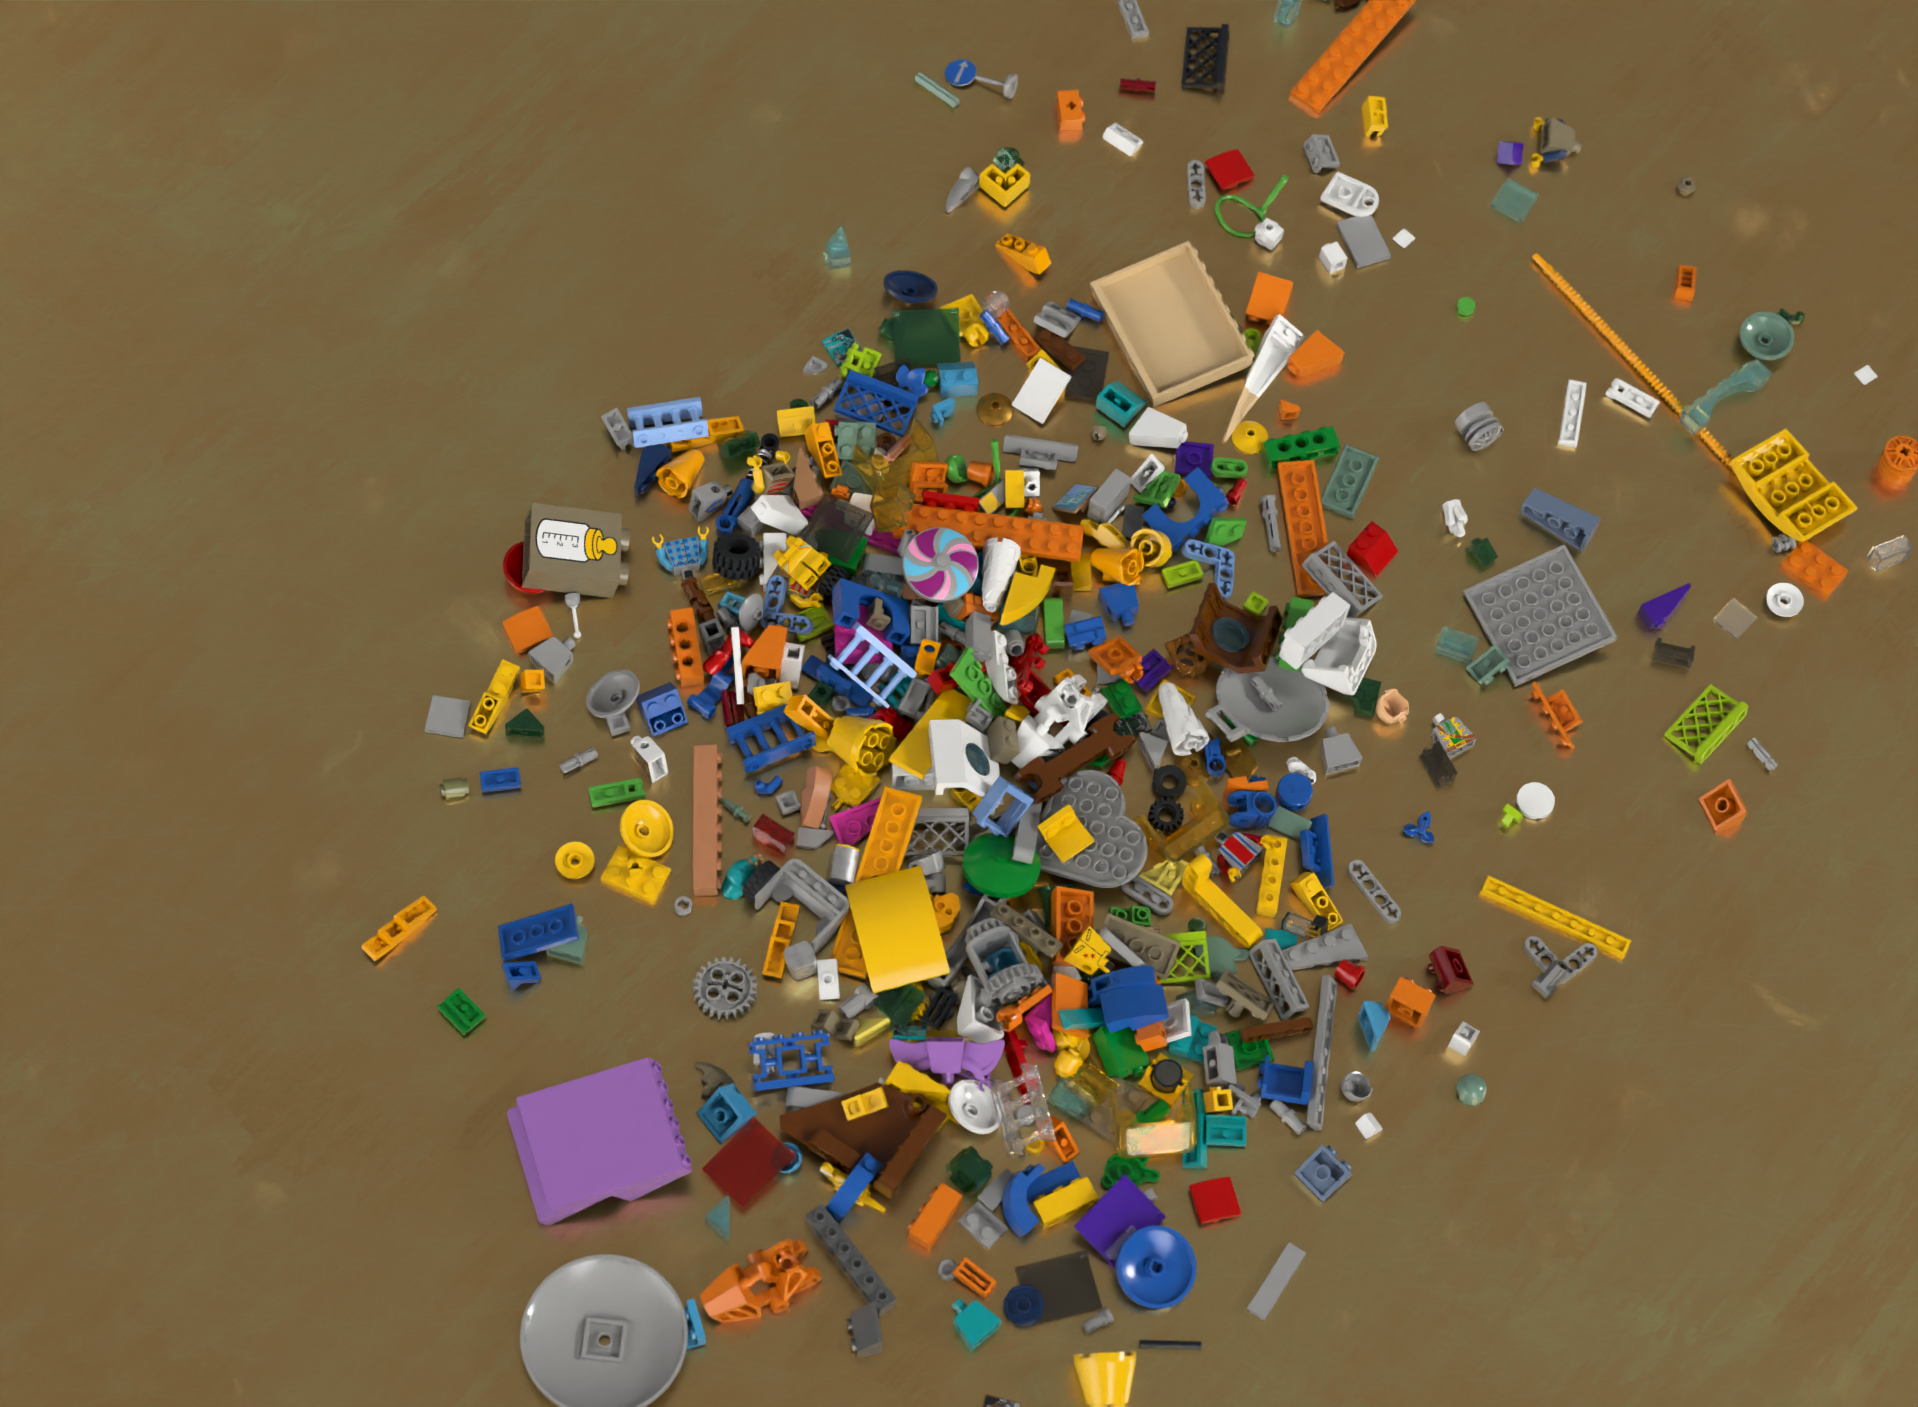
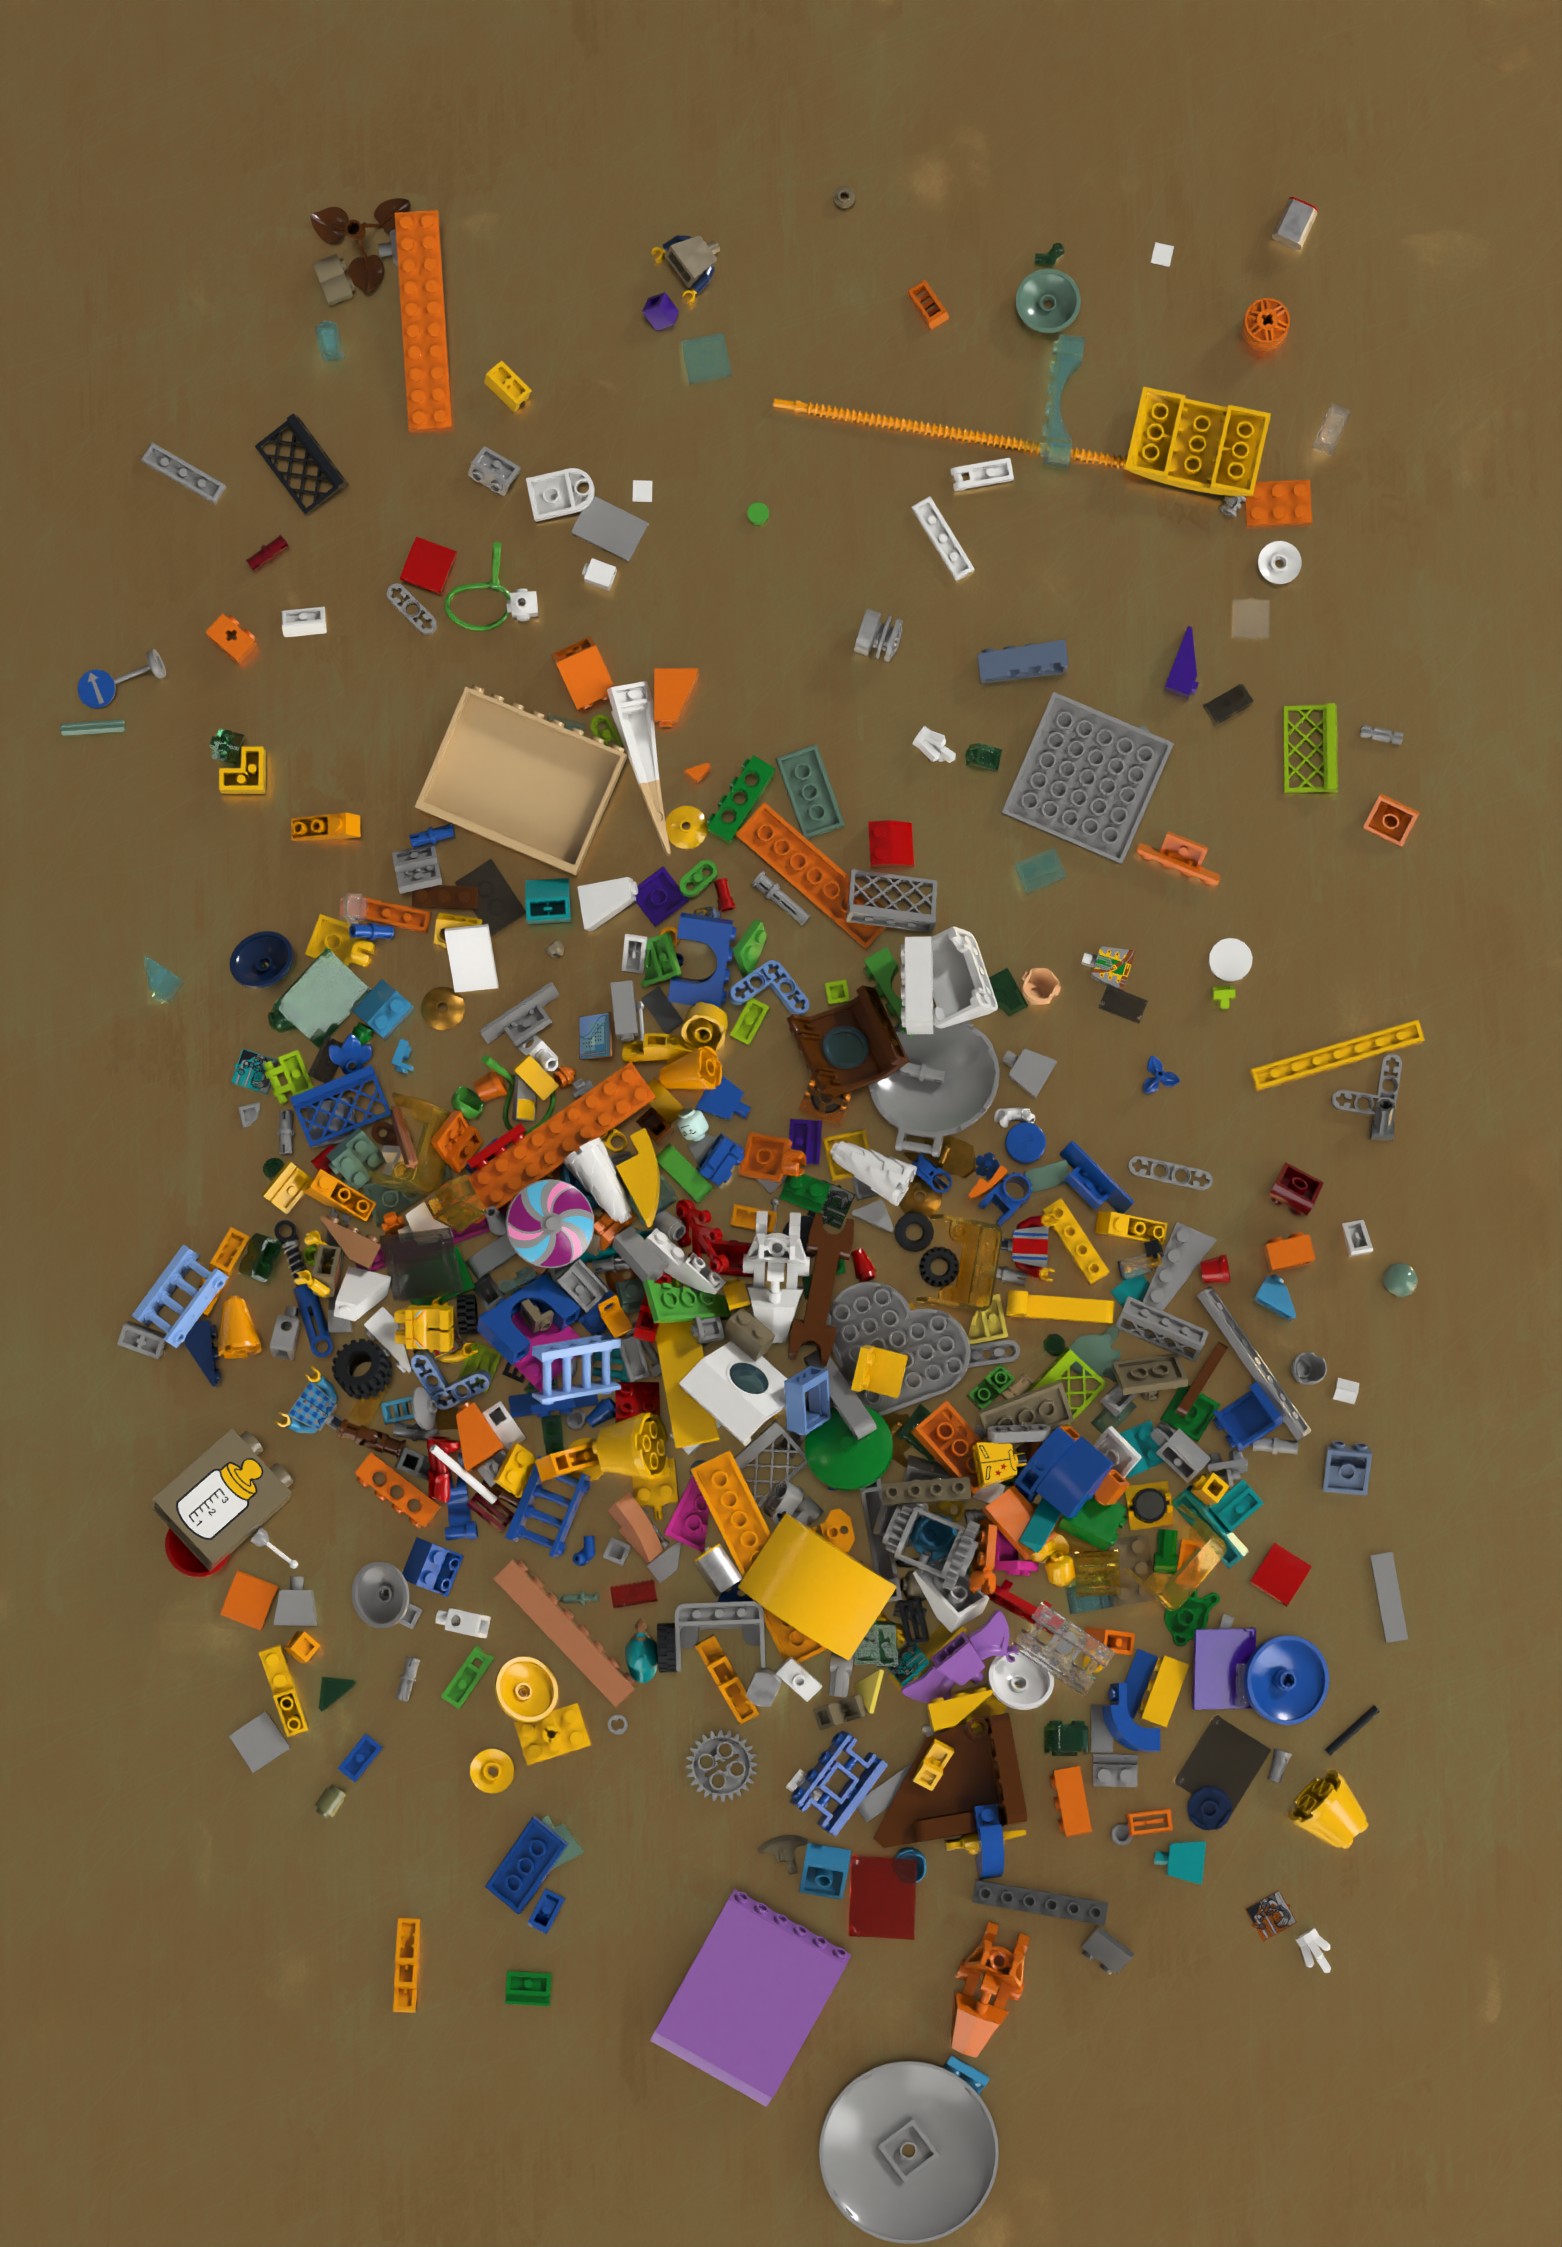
camera: 30 degrees left, 20 degrees up
(719, 1217) = (904, 1966): clear light blue slope -> none
(964, 187) = (211, 811): light grey piece -> none
(1087, 598) = (692, 1124): none -> light aqua head
(1488, 665) = (1085, 868): sand green bracket -> none

